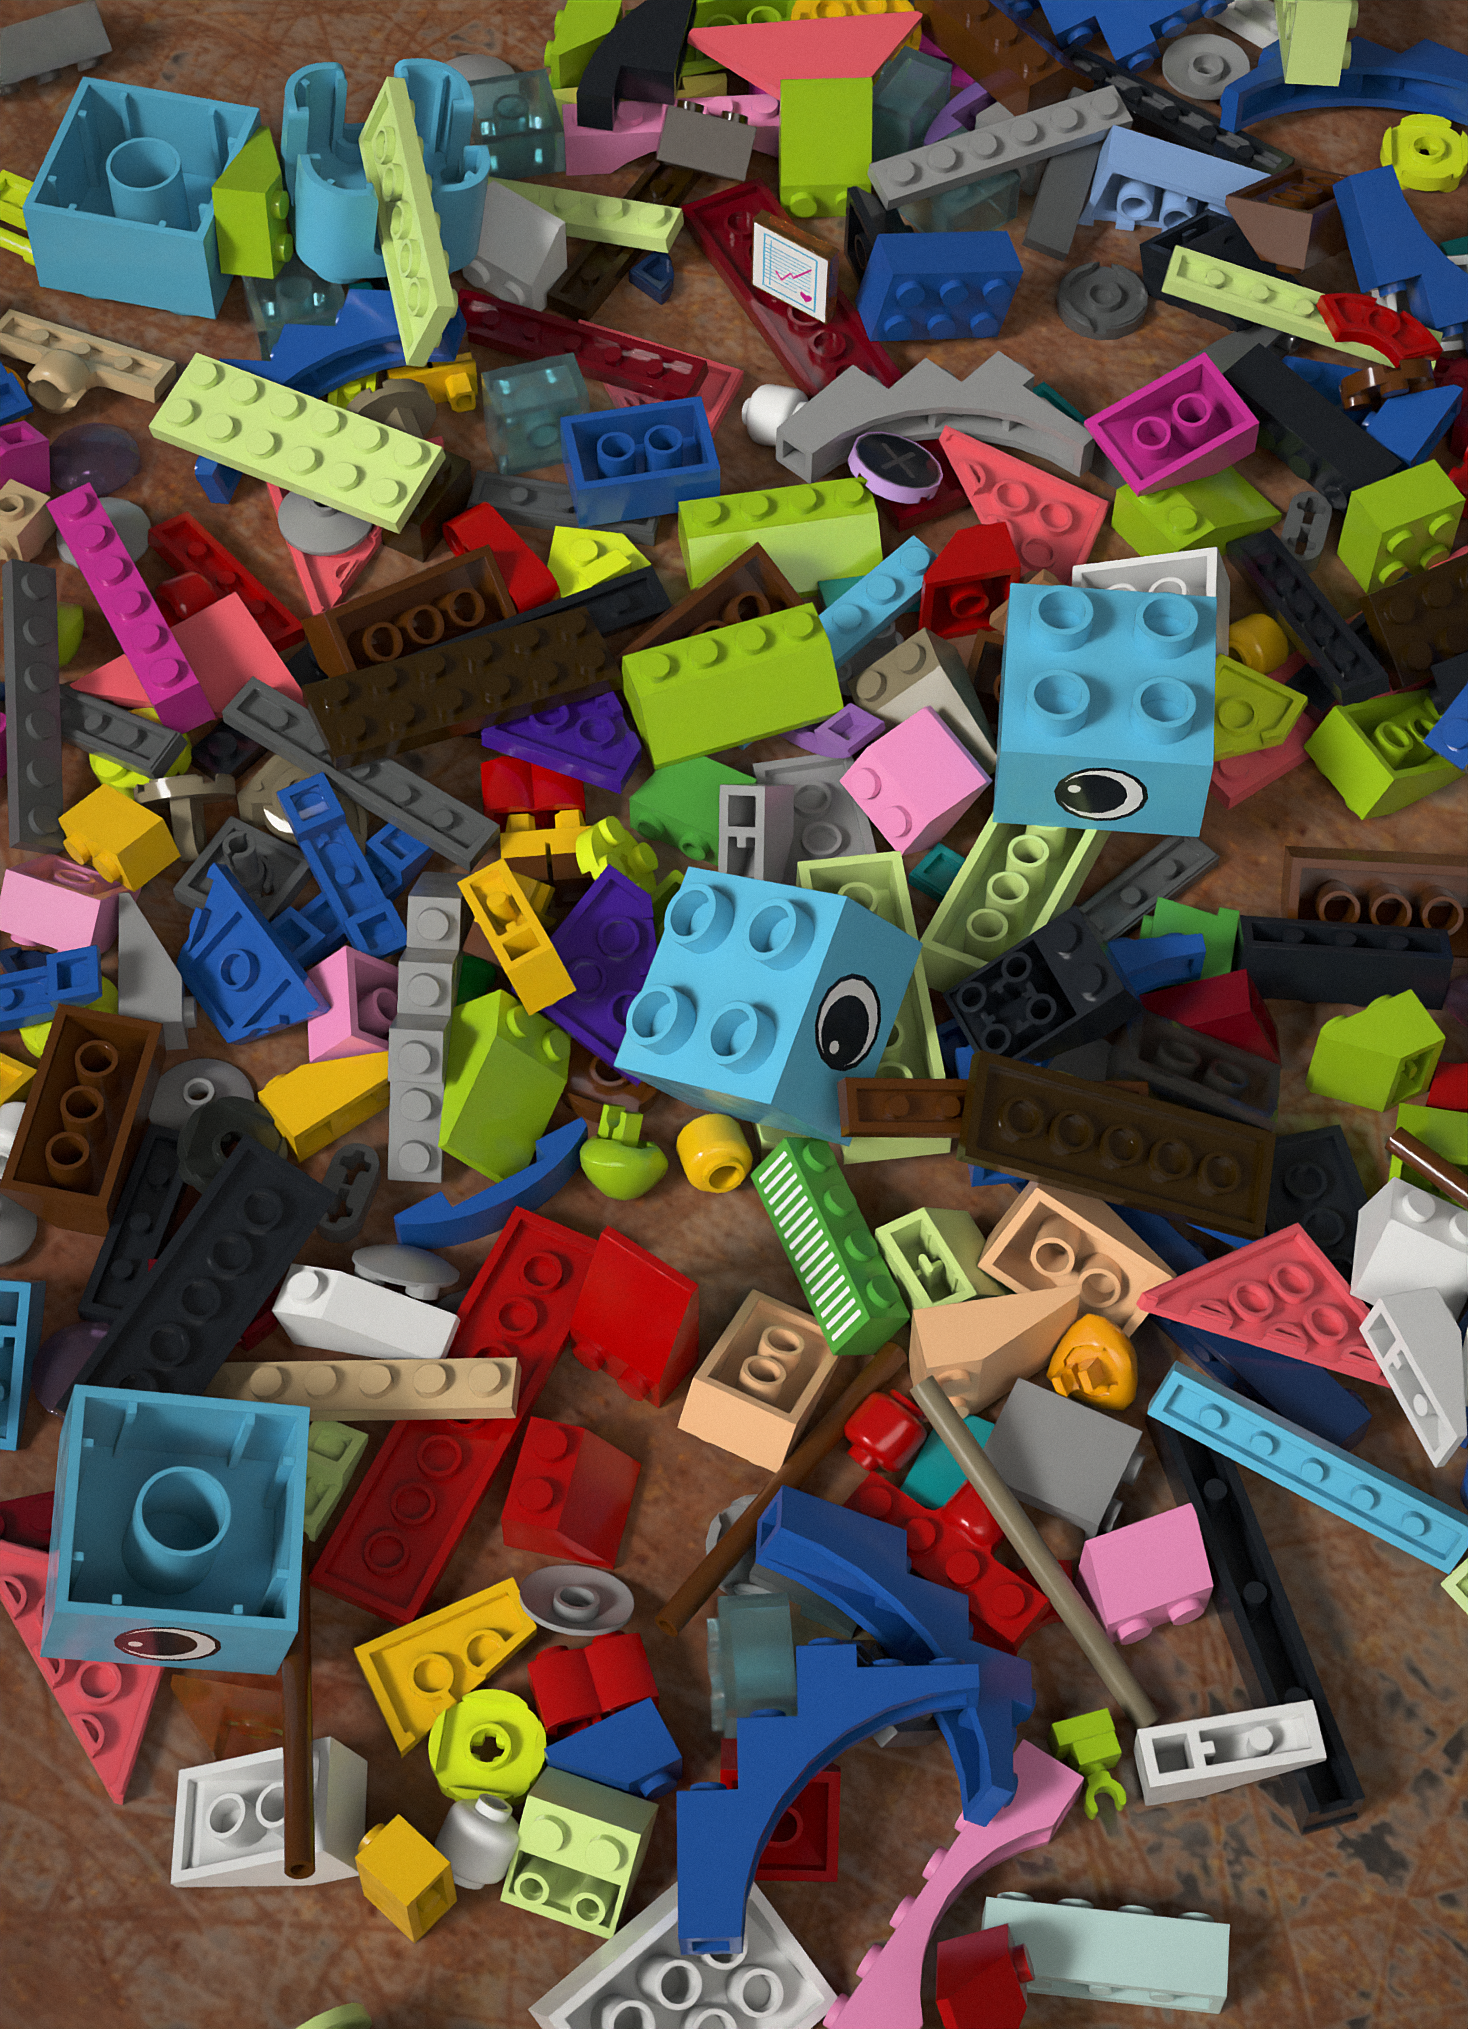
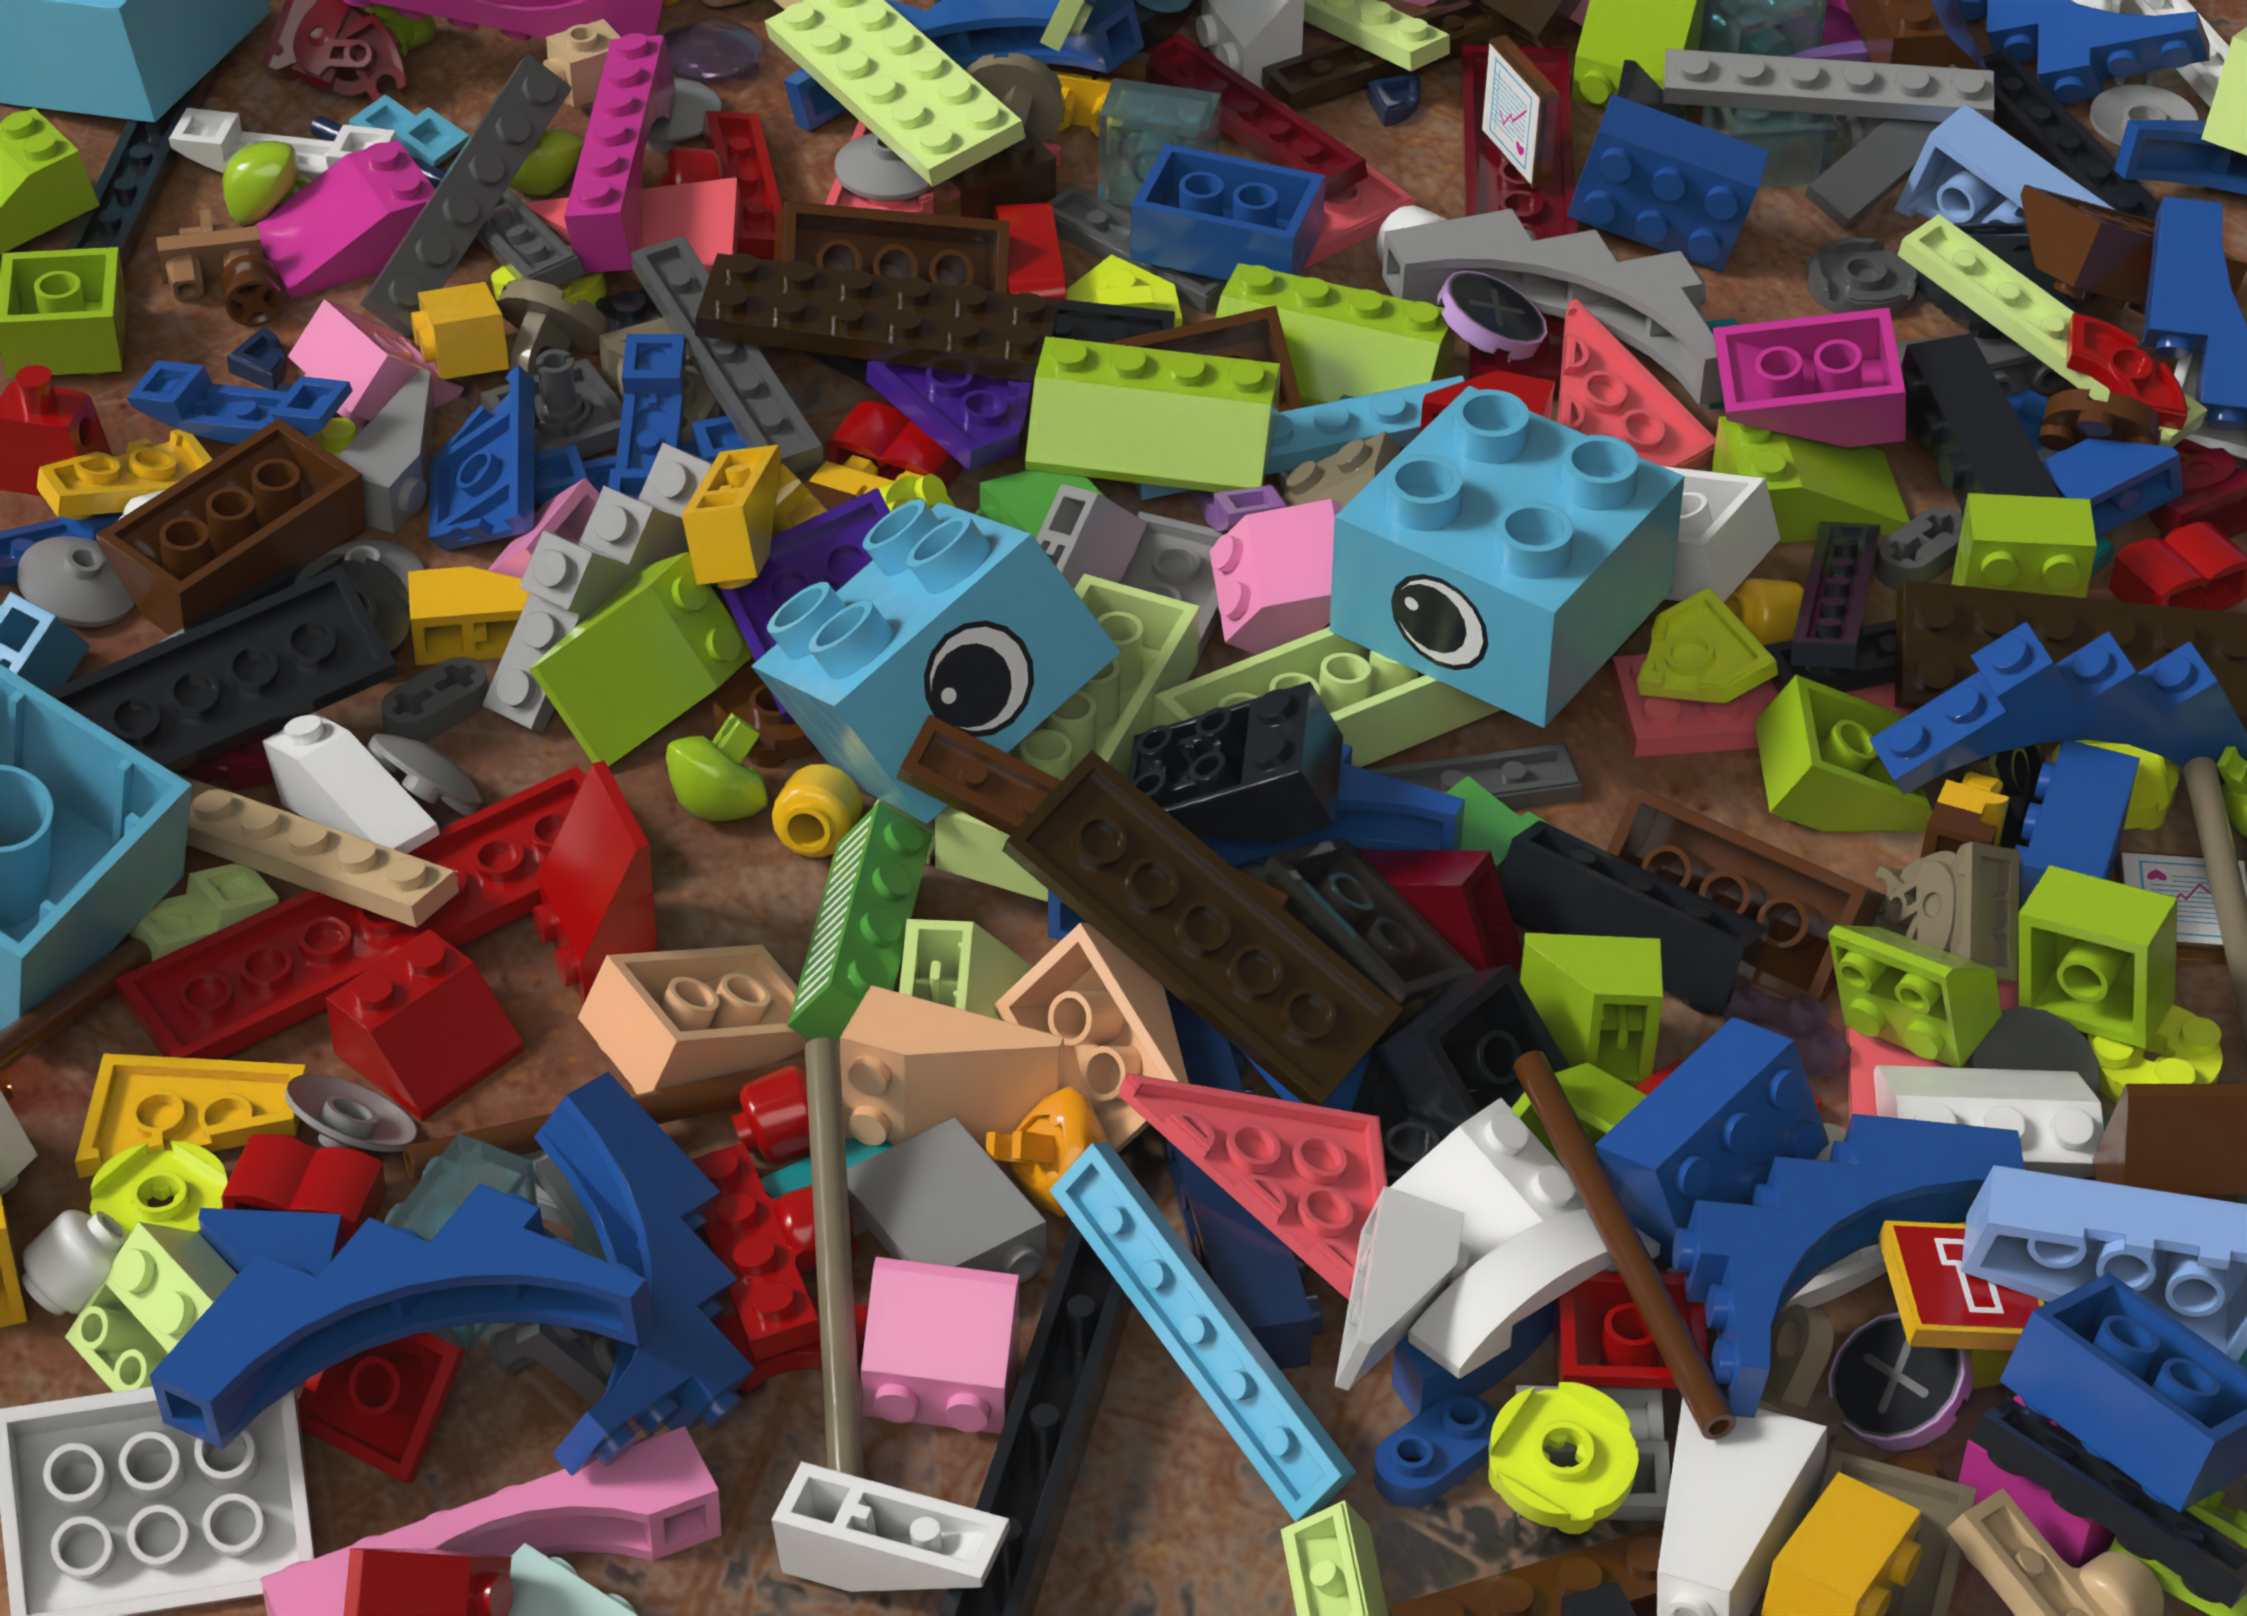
camera: 30 degrees right, 15 degrees down
(439, 1225) = (514, 763): blue slope -> none
(1090, 1749) = (756, 1476): lime piece -> none
(1331, 1138) = (1464, 1046): none -> black slope

